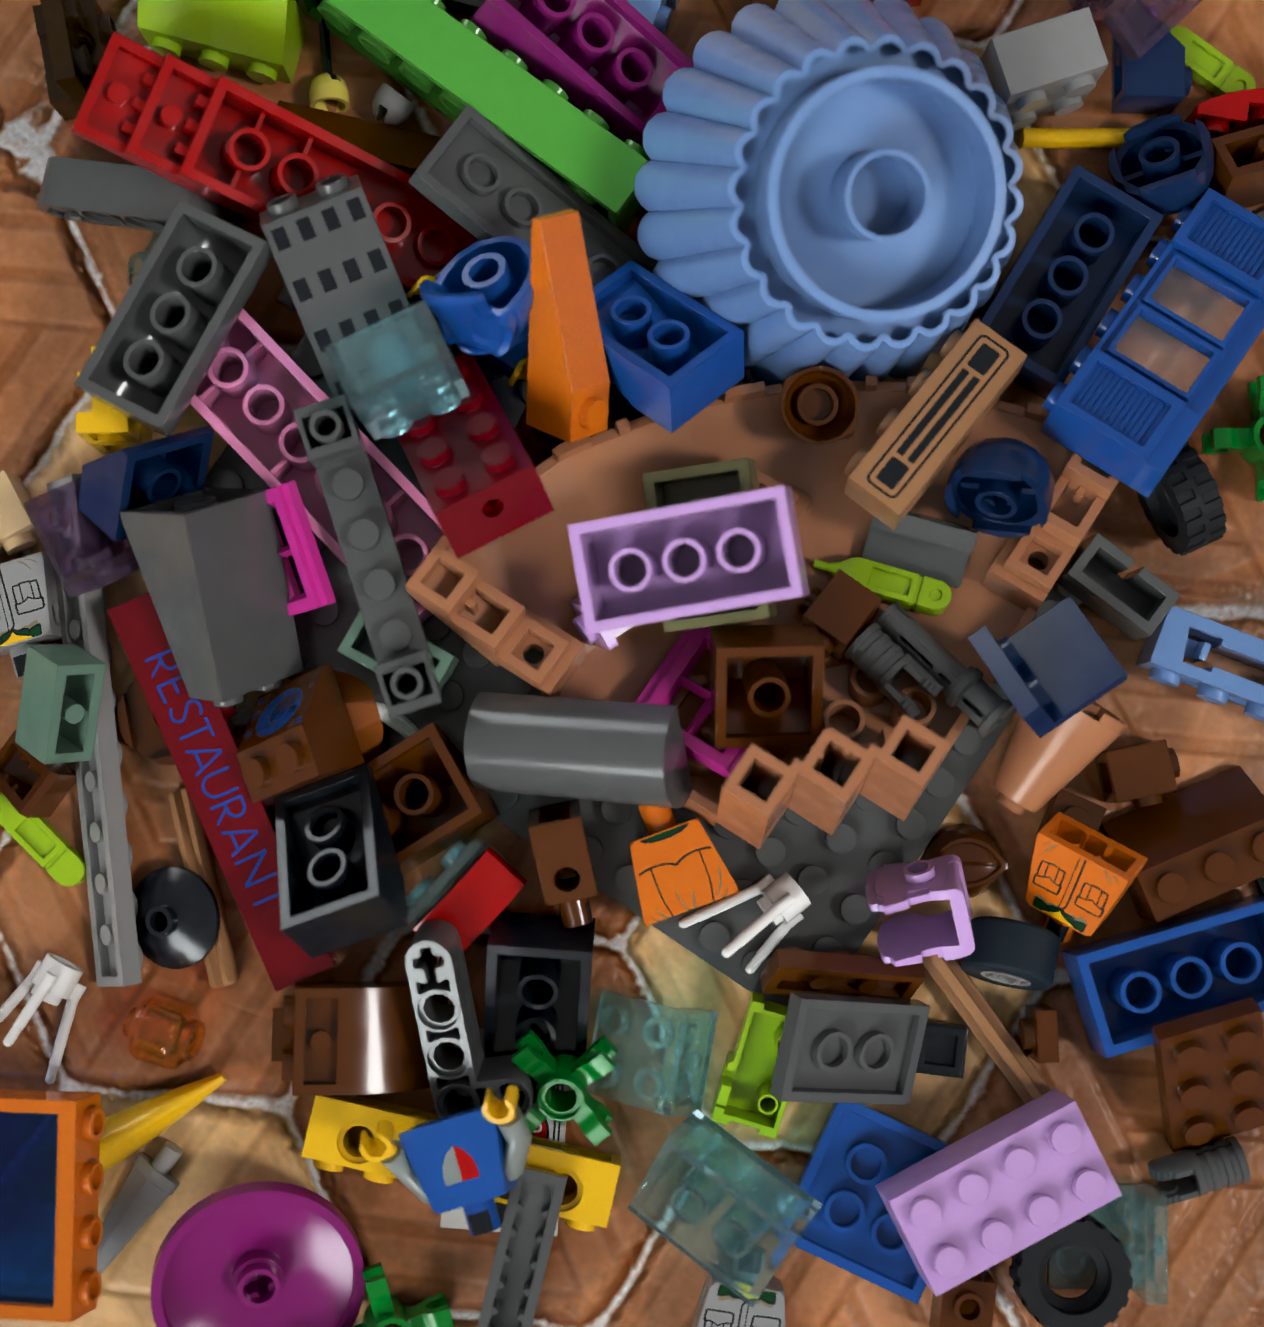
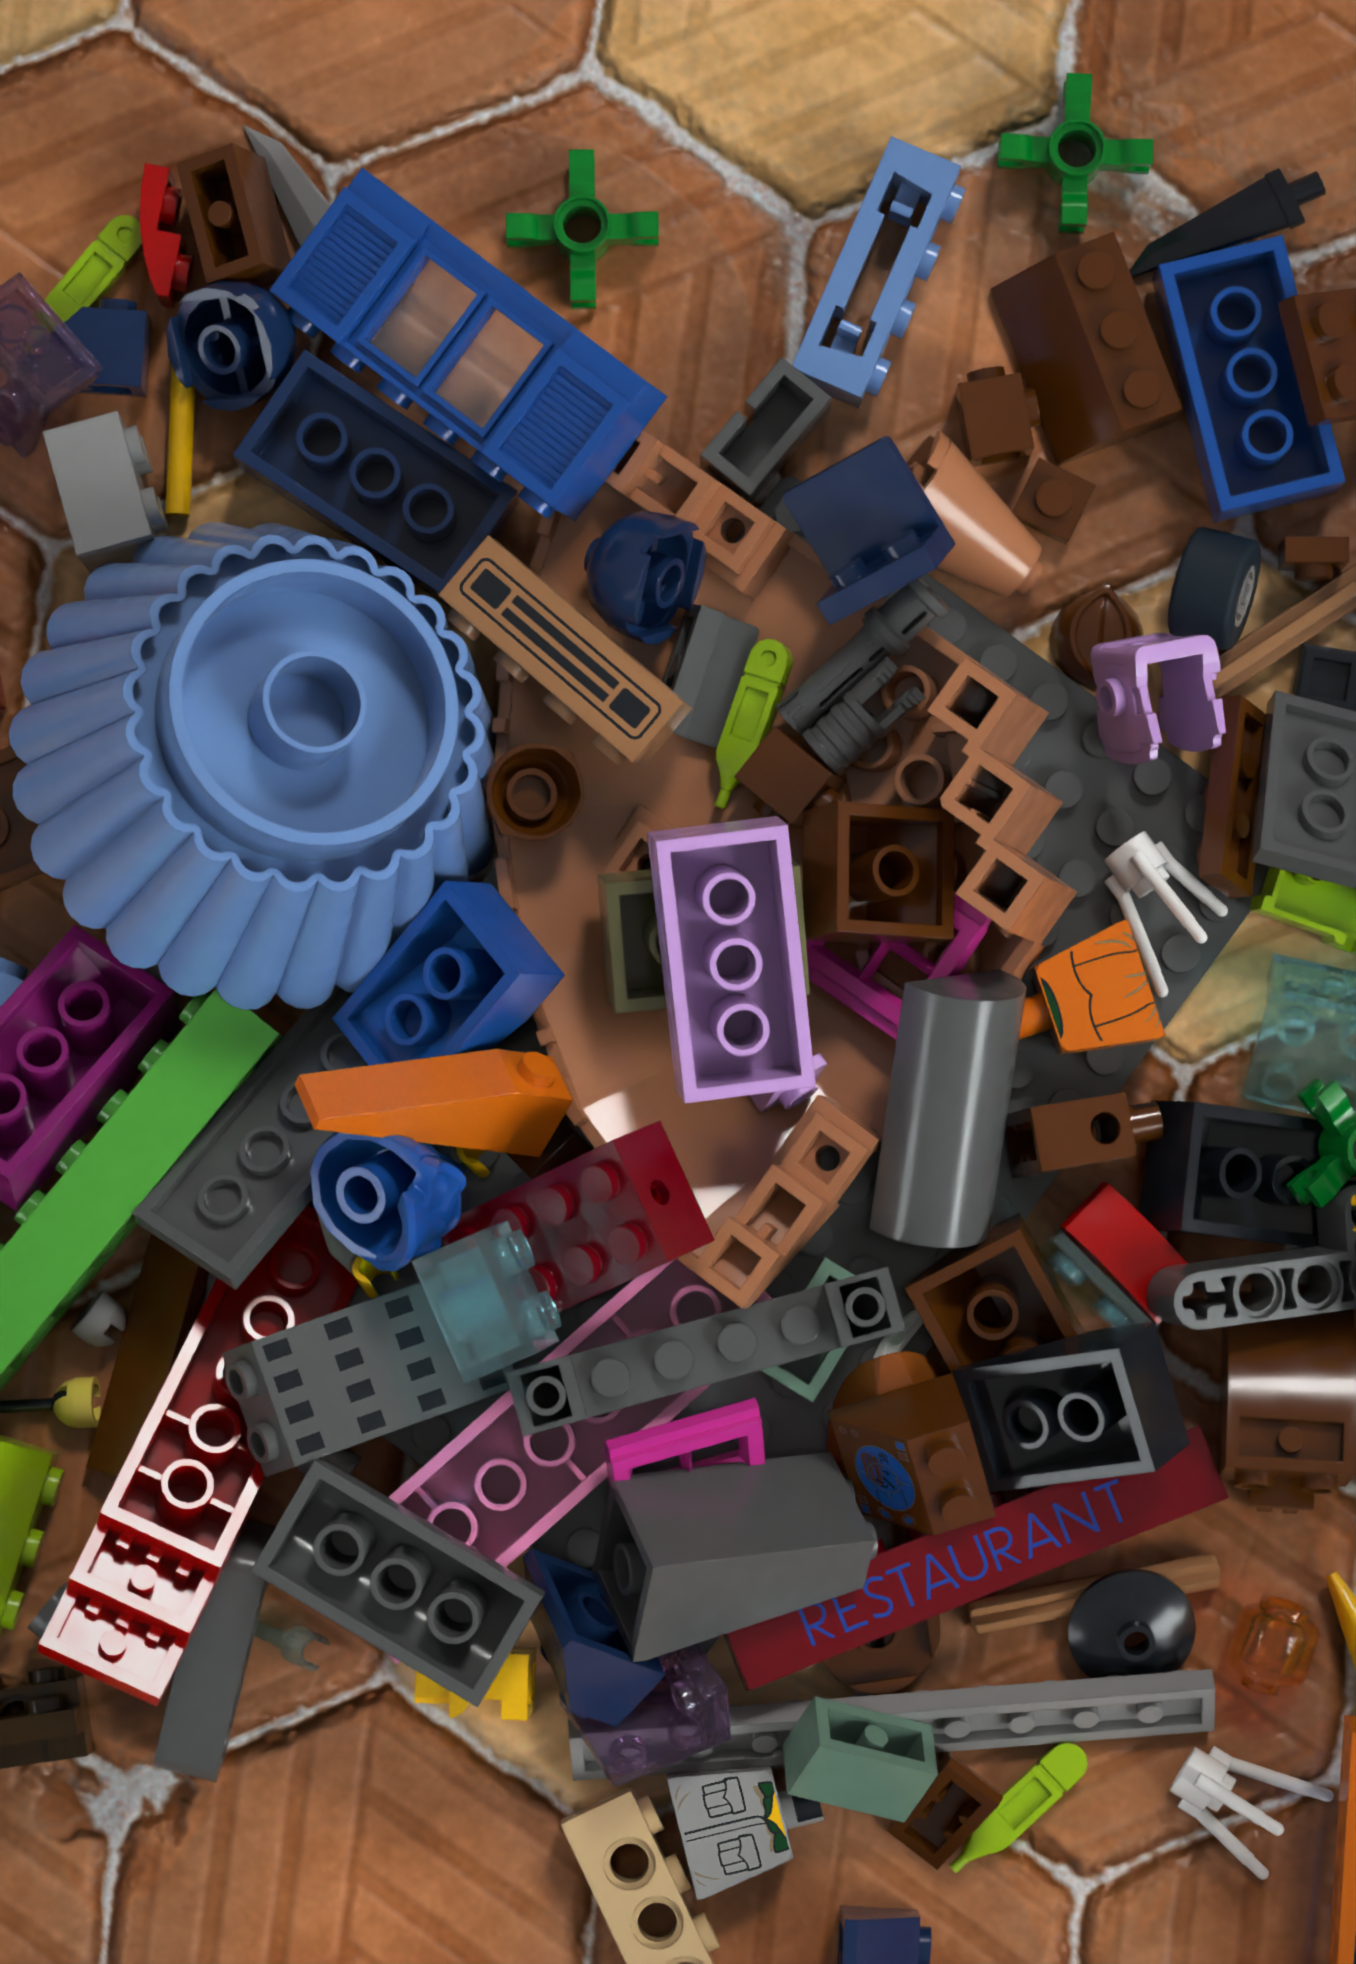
camera: 85 degrees left, 0 degrees up
(1078, 876) = (1123, 501): orange torso -> none
(1186, 505) = (669, 342): black tyre -> none

